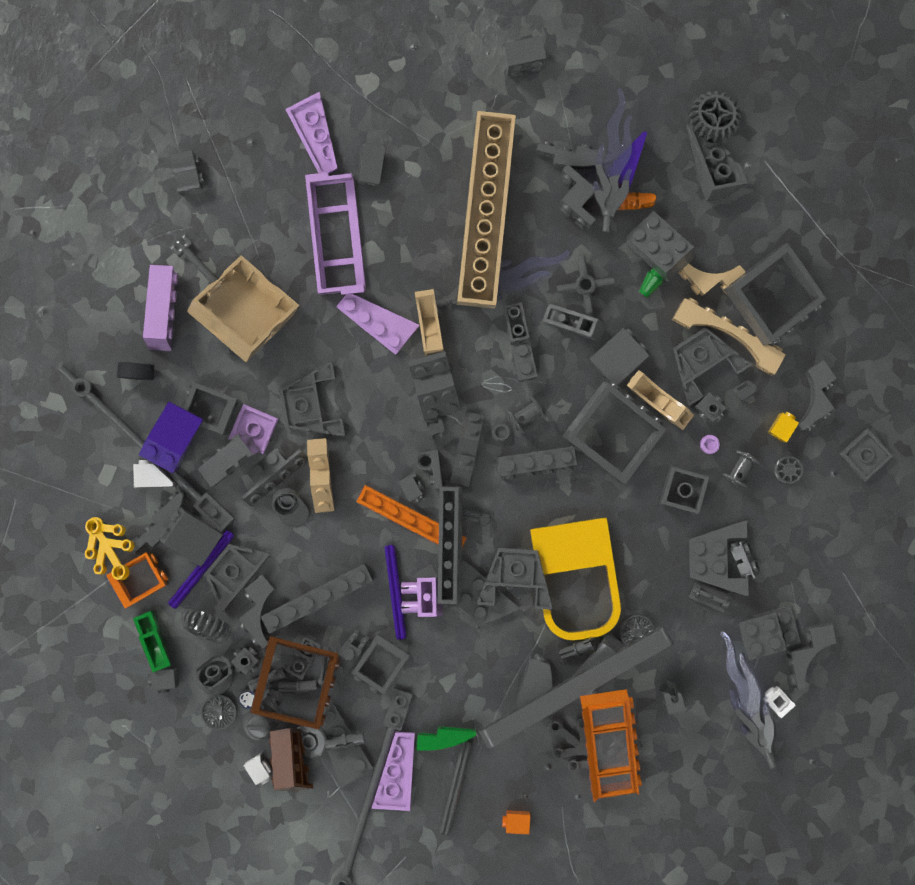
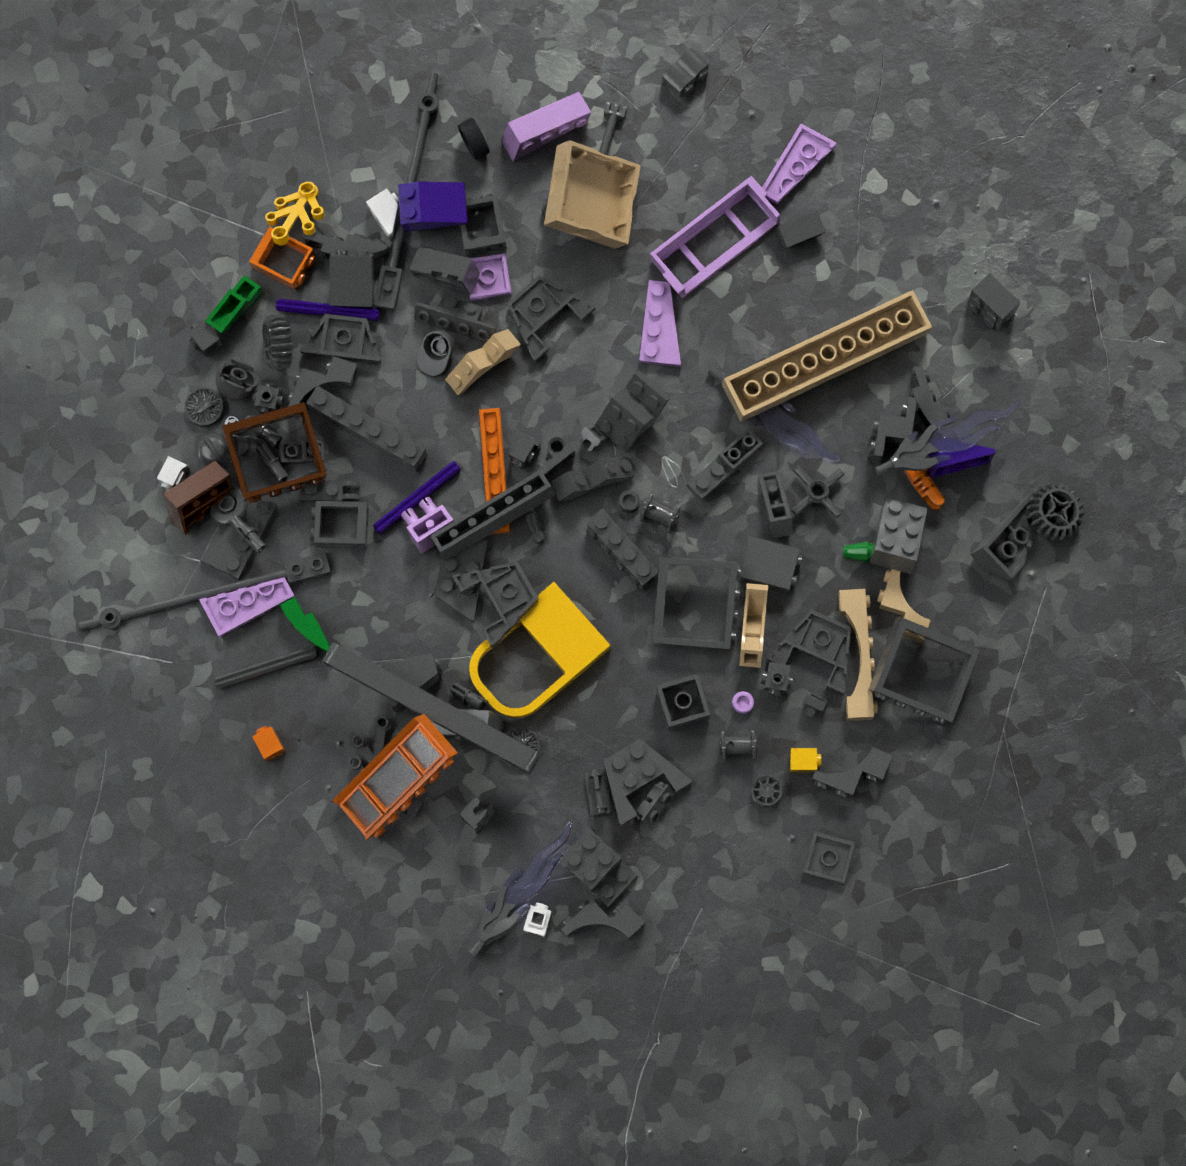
camera: 60 degrees right, 10 degrees down
(429, 322) = (689, 369): tan arch -> none

